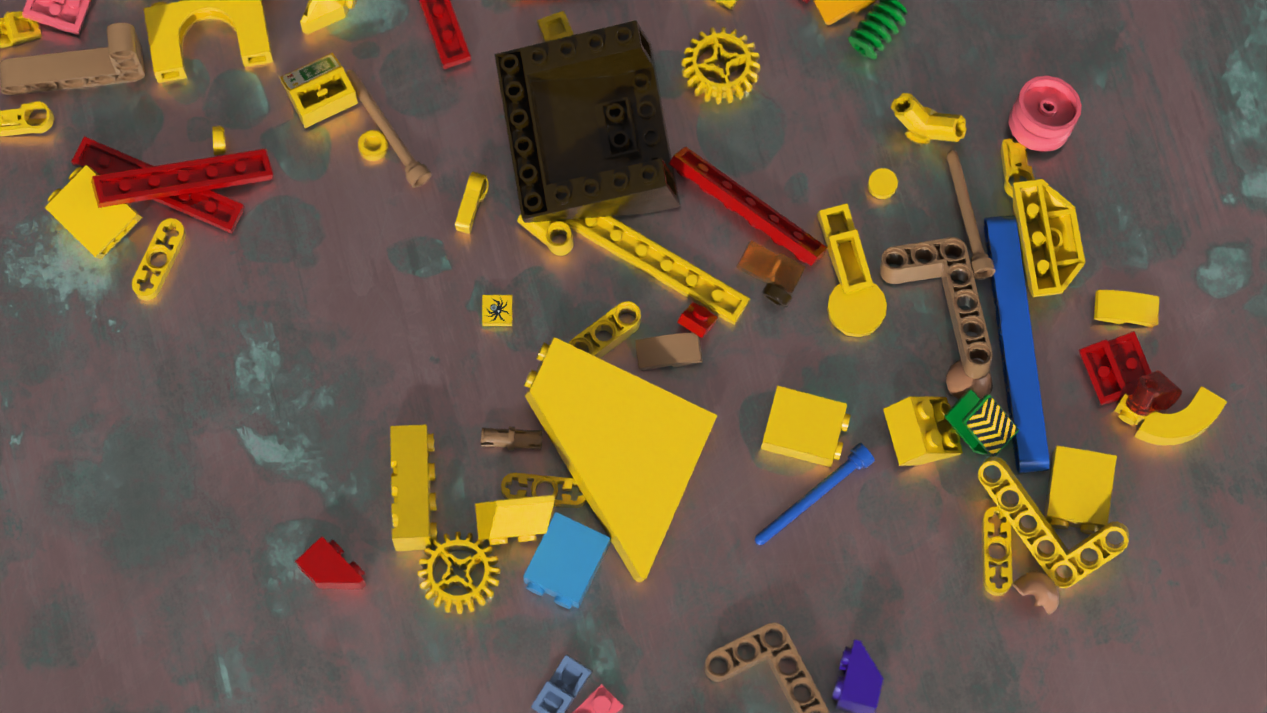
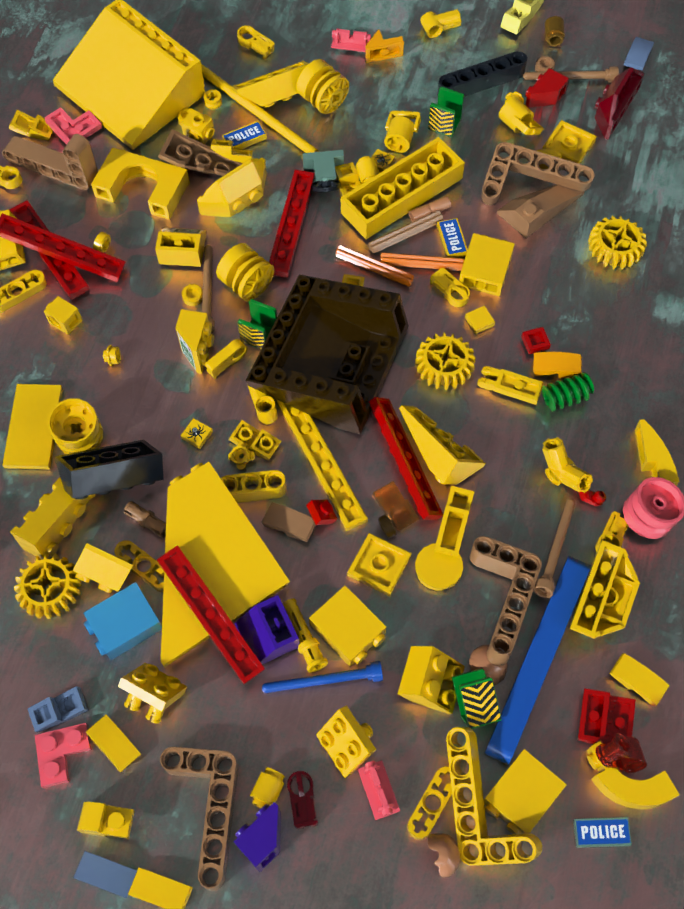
camera: 35 degrees right, 10 degrees down
(240, 258) = (63, 315): none -> yellow brick
(304, 409) = (29, 438): none -> yellow tile
(334, 274) = (112, 355): none -> yellow plate
(361, 366) = (75, 426): none -> yellow wheel
(421, 201) = (195, 337): none -> yellow slope
(425, 84) = (245, 271): none -> yellow wheel
(439, 405) = (109, 468): none -> black slope
(483, 130) = (261, 323): none -> green piece
(569, 281) = (259, 442): none -> yellow slope
(569, 315) = (235, 454): none -> yellow plate
(644, 685) = (113, 743): none -> yellow slope
(650, 607) = (152, 687): none -> yellow plate
(662, 498) = (210, 614): none -> red plate
(726, 481) = (268, 630): none -> dark purple slope
(779, 467) = (308, 646): none -> yellow pin
(787, 179) = (442, 455): none -> yellow wedge
(793, 341) = (379, 564): none -> yellow tile
(811, 52) = (511, 384): none -> yellow hinge
(829, 635) = (267, 787): none -> yellow brick
(873, 630) = (302, 804): none -> dark red piece
(879, 542) = (346, 741): none -> yellow plate
(882, 183) = (509, 494): yellow tile -> none
(937, 570) = (378, 789): none -> coral hinge
(974, 136) = (593, 498): none -> red arm
(1011, 50) = (654, 454): none -> yellow slope
(1172, 481) = (602, 832): none -> tile

